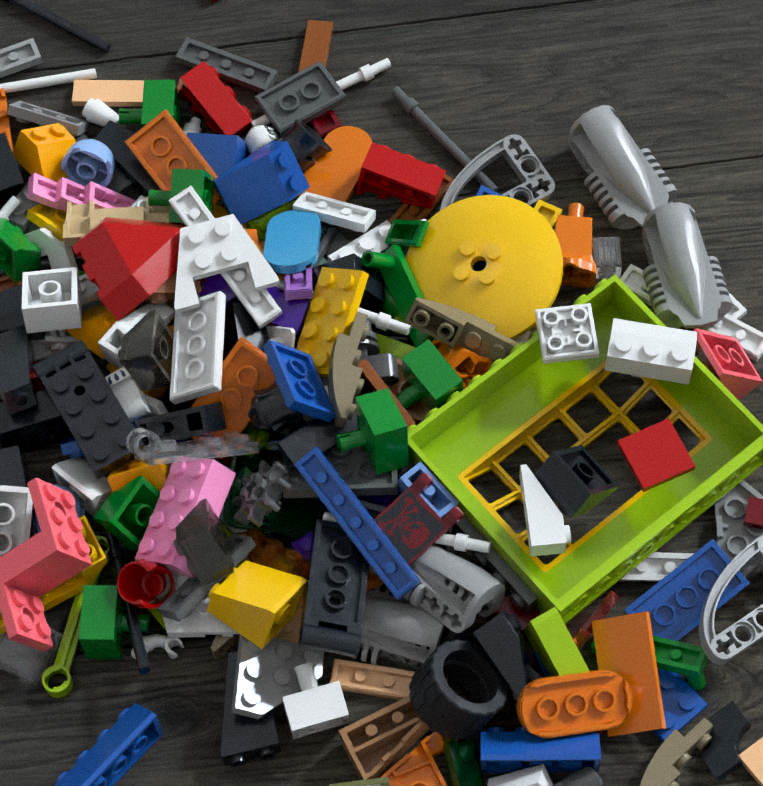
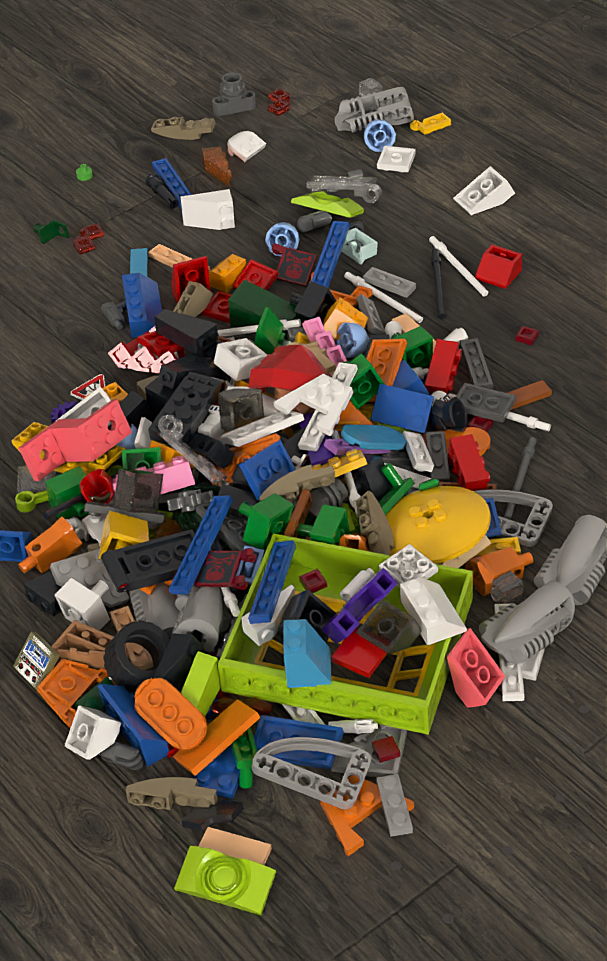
camera: 55 degrees right, 20 degrees down
(164, 59) = (457, 335): none -> white cone
(177, 694) = (51, 546): none -> orange piece
(337, 187) = (438, 452): none -> dark grey tile
(499, 482) = (272, 582): none -> blue tile
(513, 440) = (313, 581): none -> dark red tile
(557, 399) = (356, 584): none -> white cylinder
(587, 387) = (350, 615): none -> dark purple arch
(632, 518) = (305, 655): none -> dark azure slope
(656, 407) = (389, 628): none -> clear smoke slope
(703, 525) = (356, 726): none -> white piece

